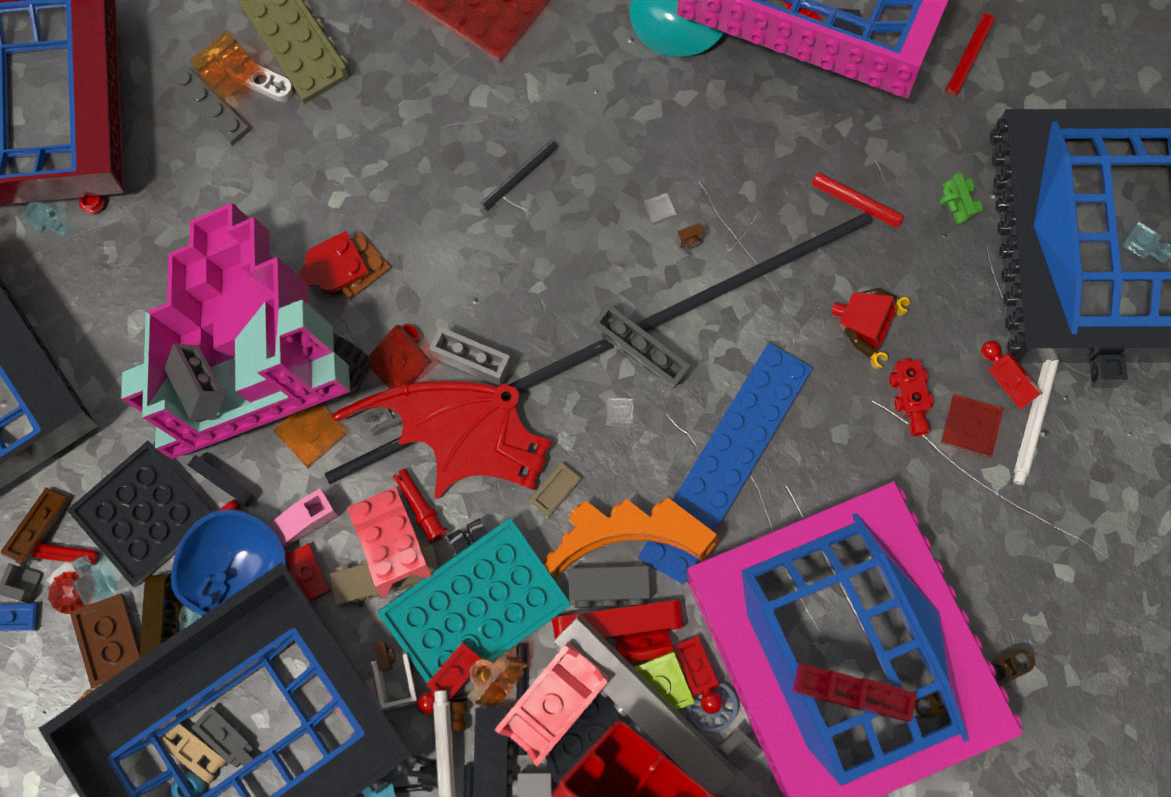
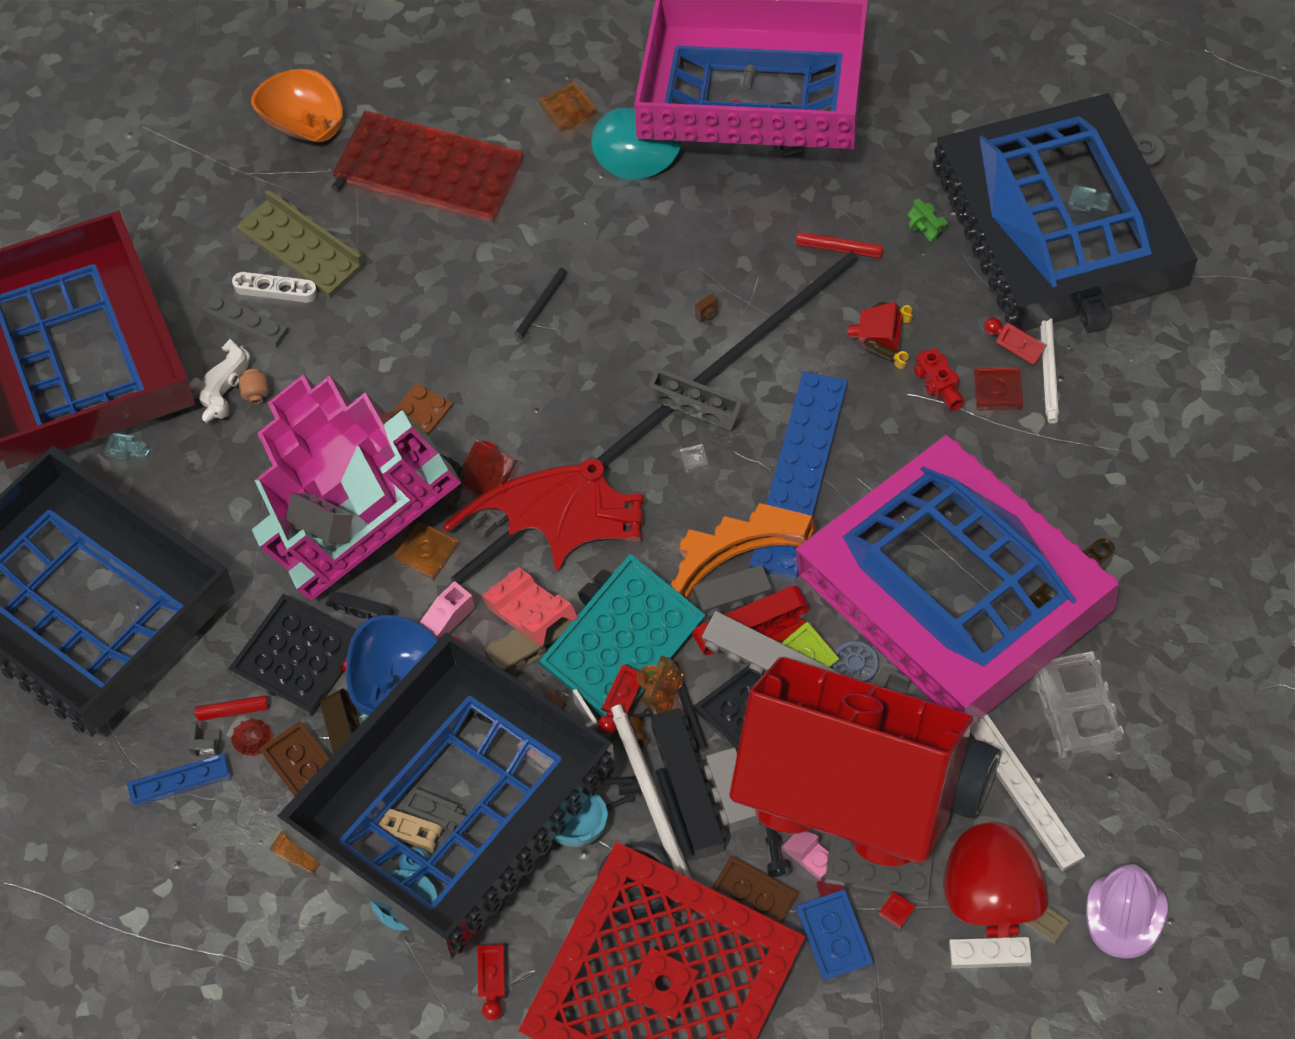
camera: 15 degrees left, 15 degrees down
(35, 526) = (203, 690): reddish brown tile -> none
(91, 204) = (165, 423): red plate -> none
(91, 584) = (269, 720): clear light blue plate -> none
(157, 171) = (219, 380): none -> white animal
(192, 187) = (254, 386): none -> nougat head
(224, 64) = (252, 280): clear orange plate -> none
(333, 264) = (409, 401): red plate -> none
(425, 515) = (552, 584): red pin -> none
(470, 356) = (548, 448): light grey brick -> none
(553, 702) = (717, 684): coral piece -> none
(554, 490) = (658, 535): dark tan tile -> none
(659, 209) = (672, 296): clear tile -> none
(699, 674) = (836, 637): red plate -> none
(854, 692) = (968, 585): dark red slope -> none
(970, 54) = (894, 111): red axle -> none

